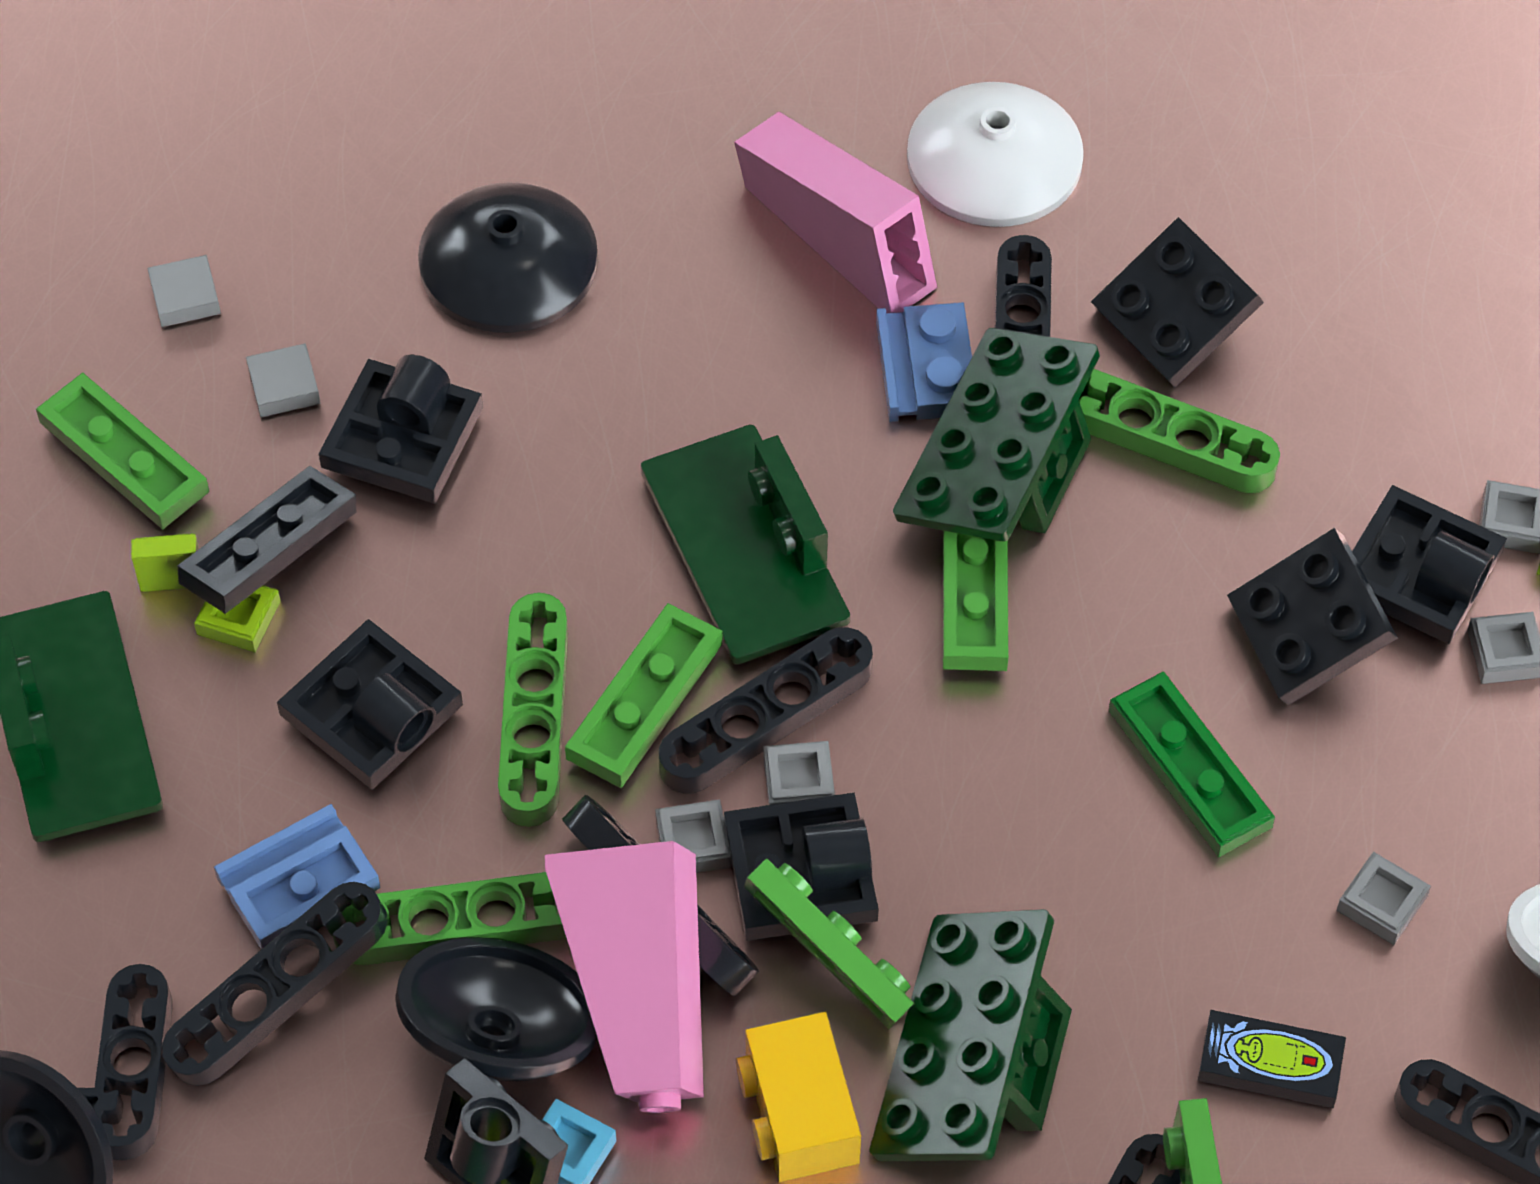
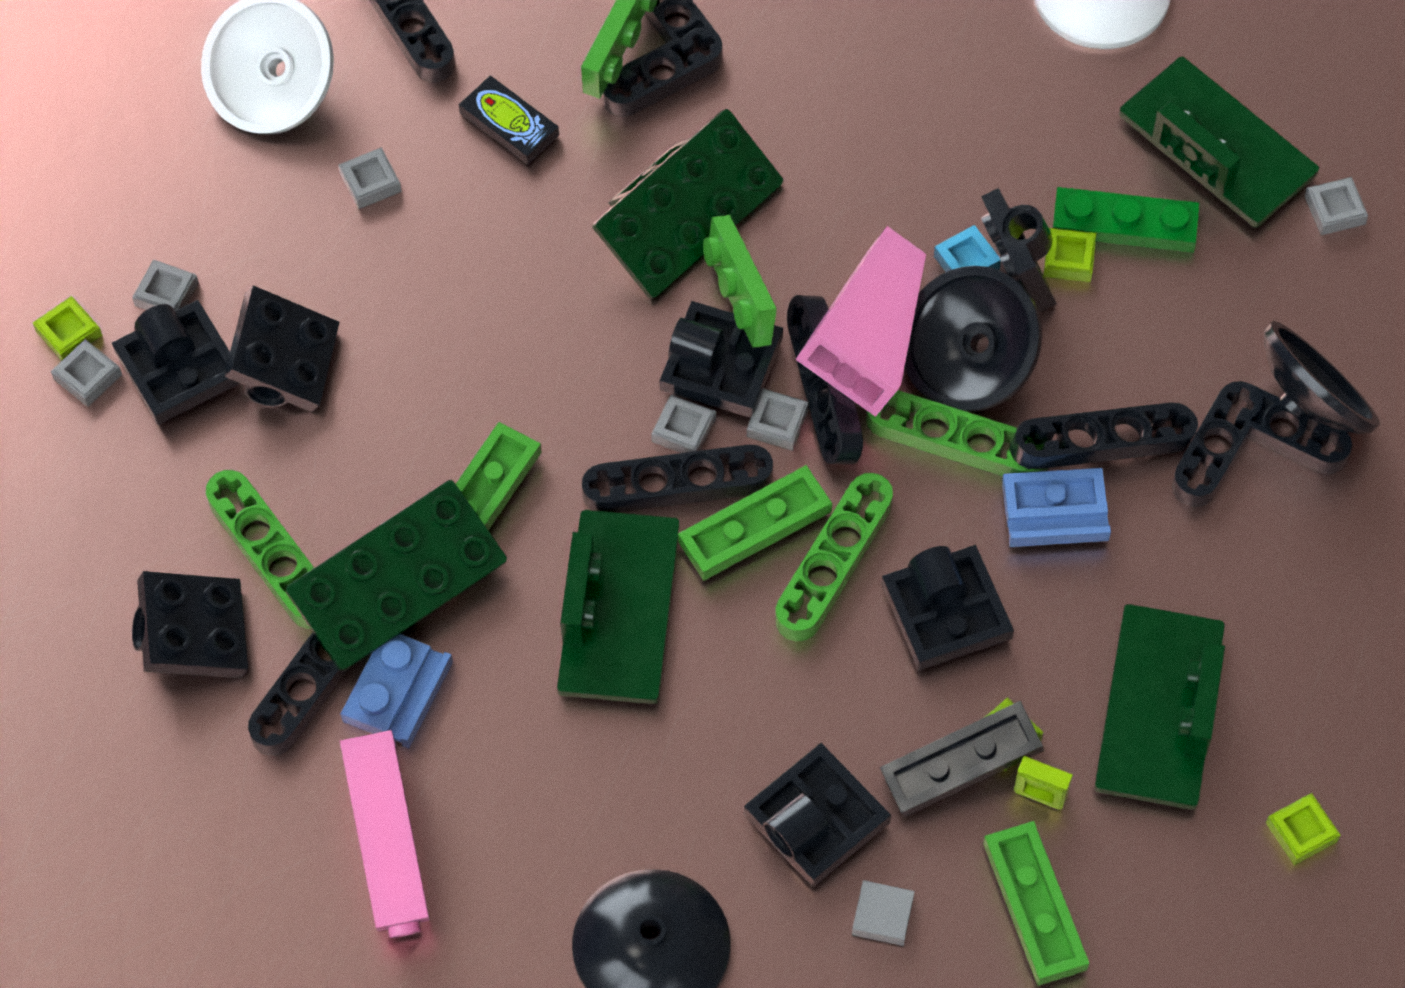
camera: 150 degrees left, 5 degrees up
(800, 1096) = (809, 216): yellow brick -> none
(995, 154) = (228, 875): white dish -> none
(1191, 764) = (424, 315): green tile -> none

